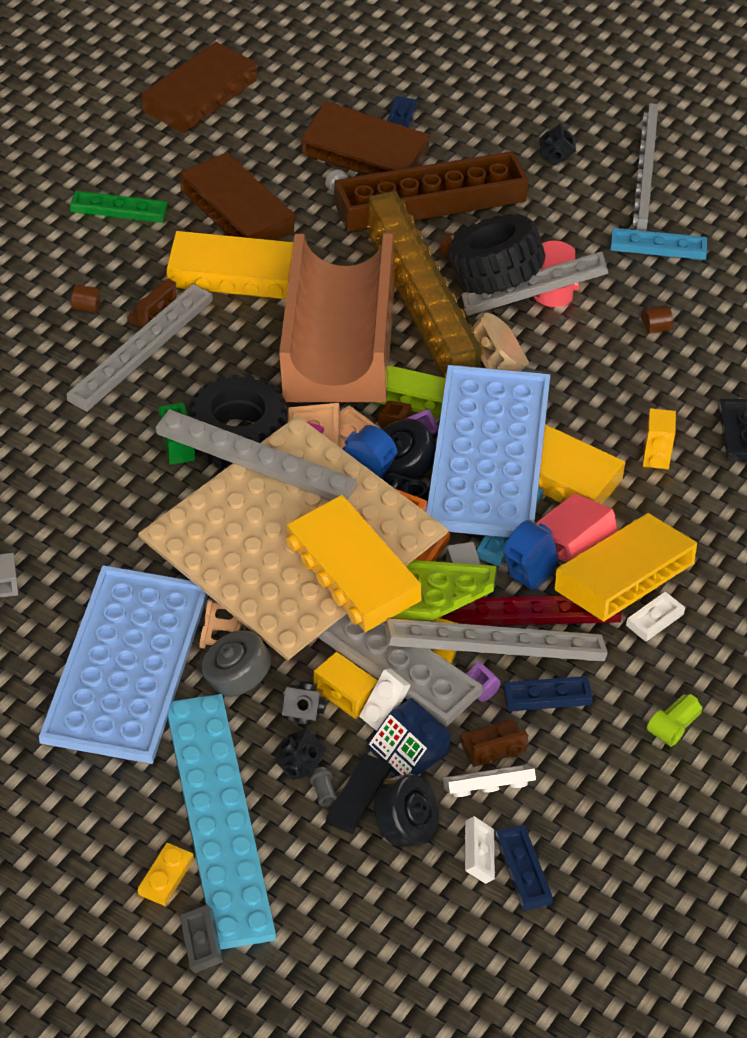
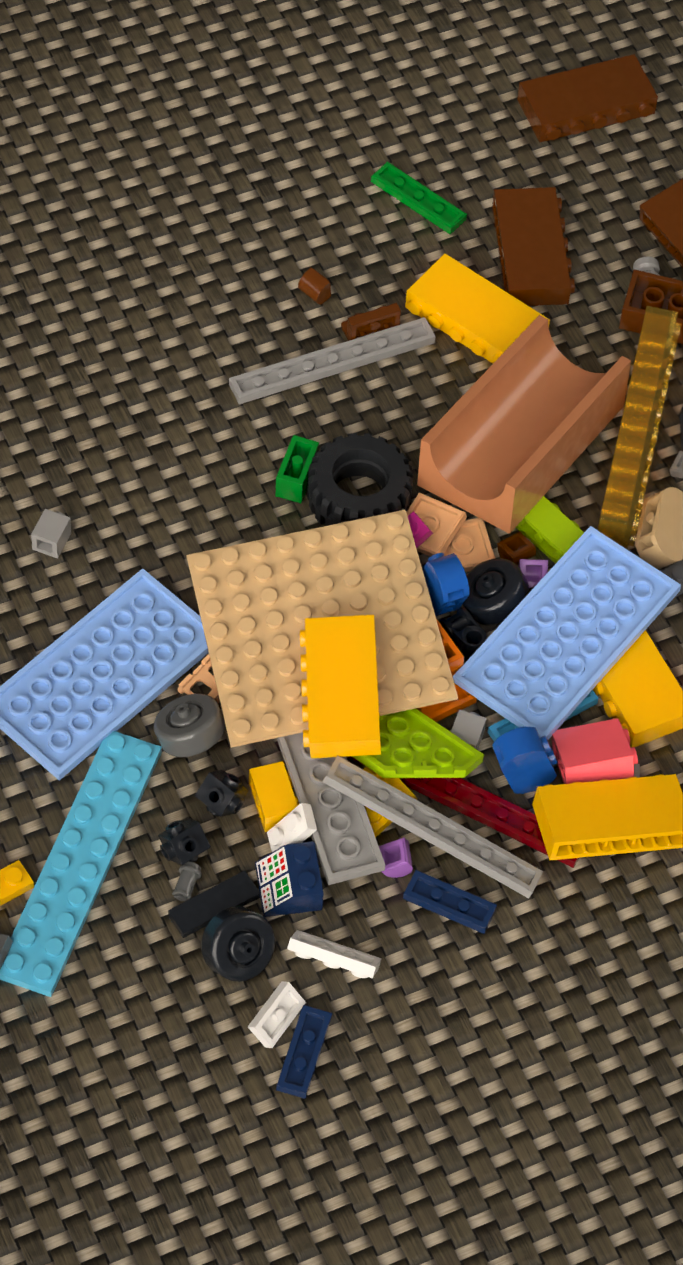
camera: 30 degrees right, 10 degrees up
(255, 456) = (335, 534): light grey plate -> none
(494, 742) = (367, 921): reddish brown bracket -> none
(655, 616) = (608, 880): white plate -> none
(671, 724) = (539, 992): lime piece -> none

